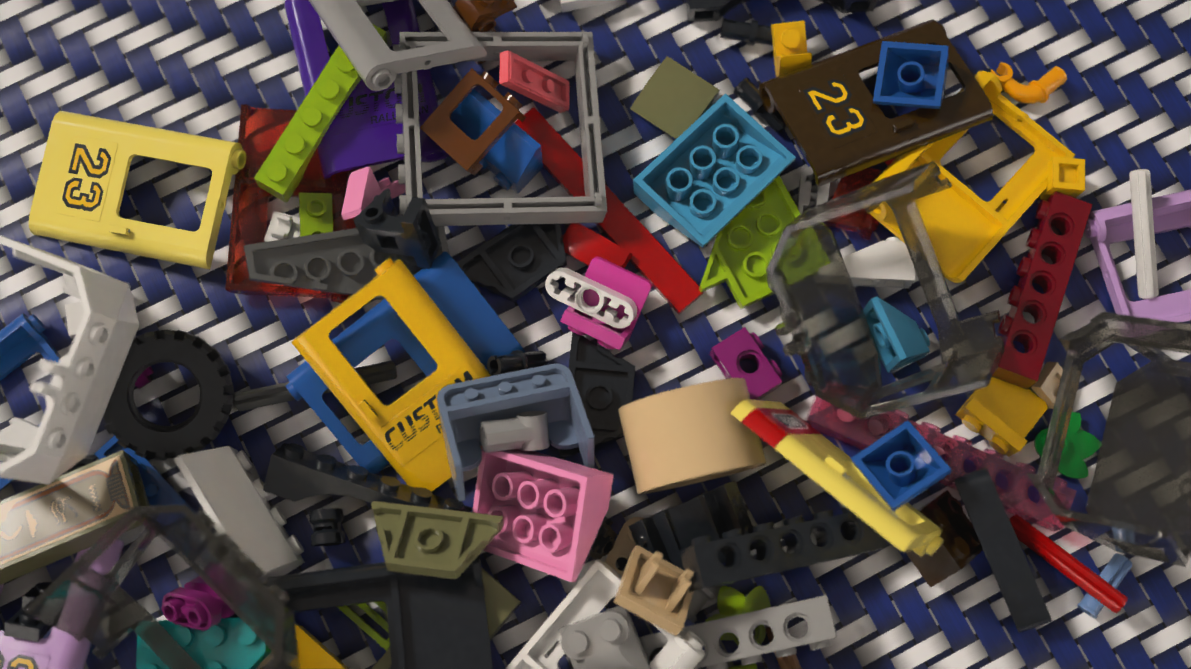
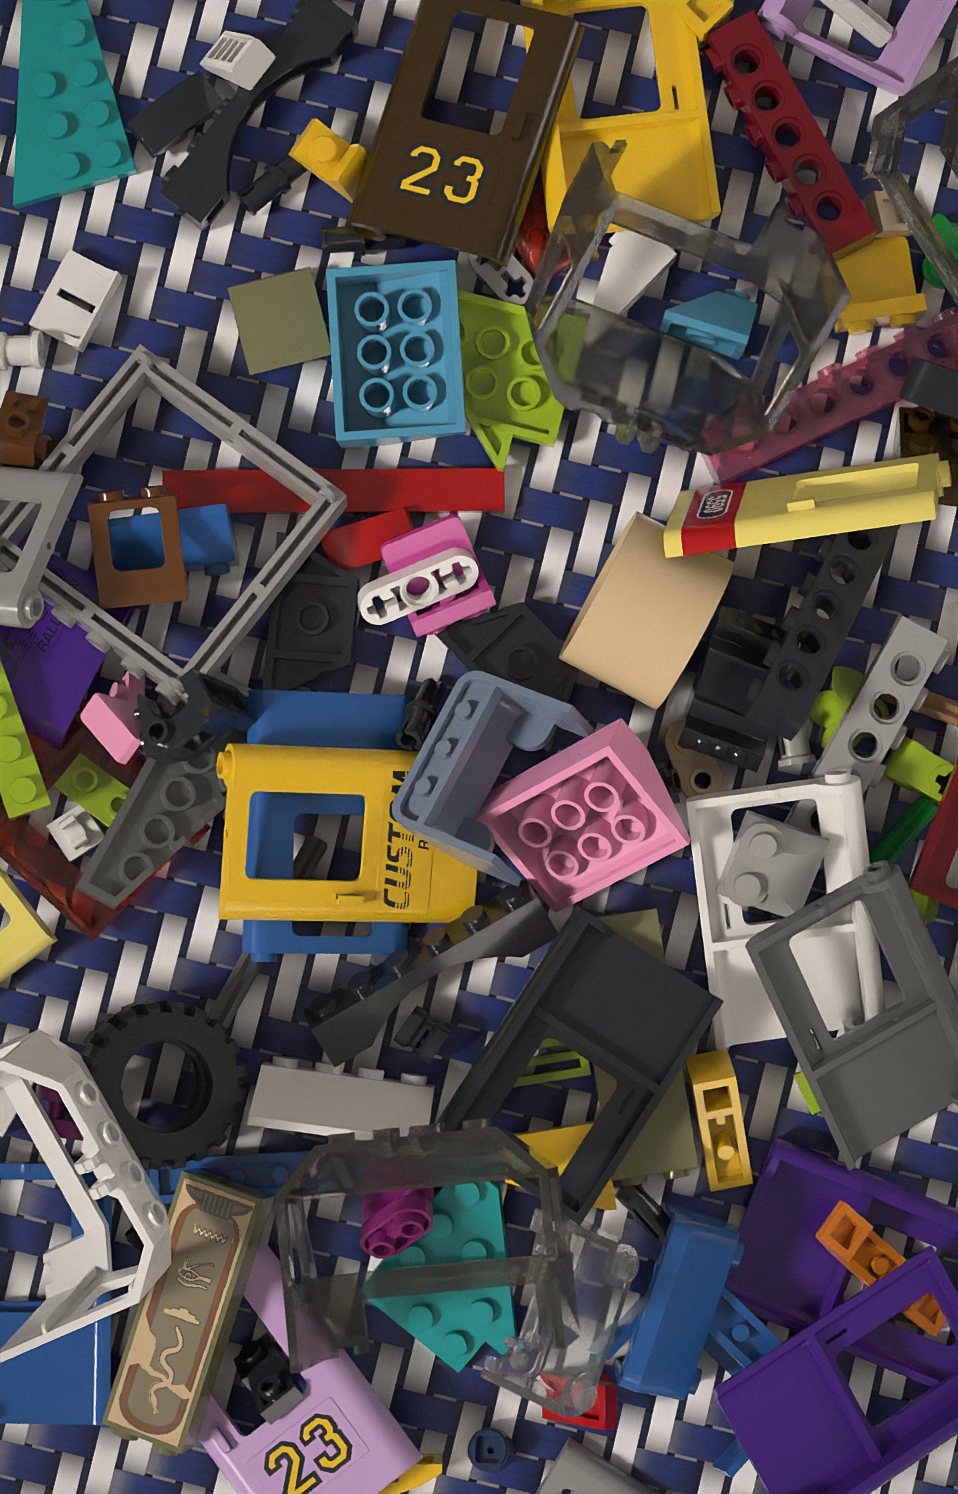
camera: 50 degrees left, 10 degrees up
(432, 538) = (530, 942): olive wing -> none
(525, 432) = (500, 766): light grey piece -> none
(534, 81) = (145, 450): coral tile -> none
(655, 590) = (762, 771): tan plate -> none
(747, 346) = (589, 494): magenta brick -> none
(901, 465) = (847, 438): blue slope -> none
(911, 75) = (475, 71): blue slope -> none

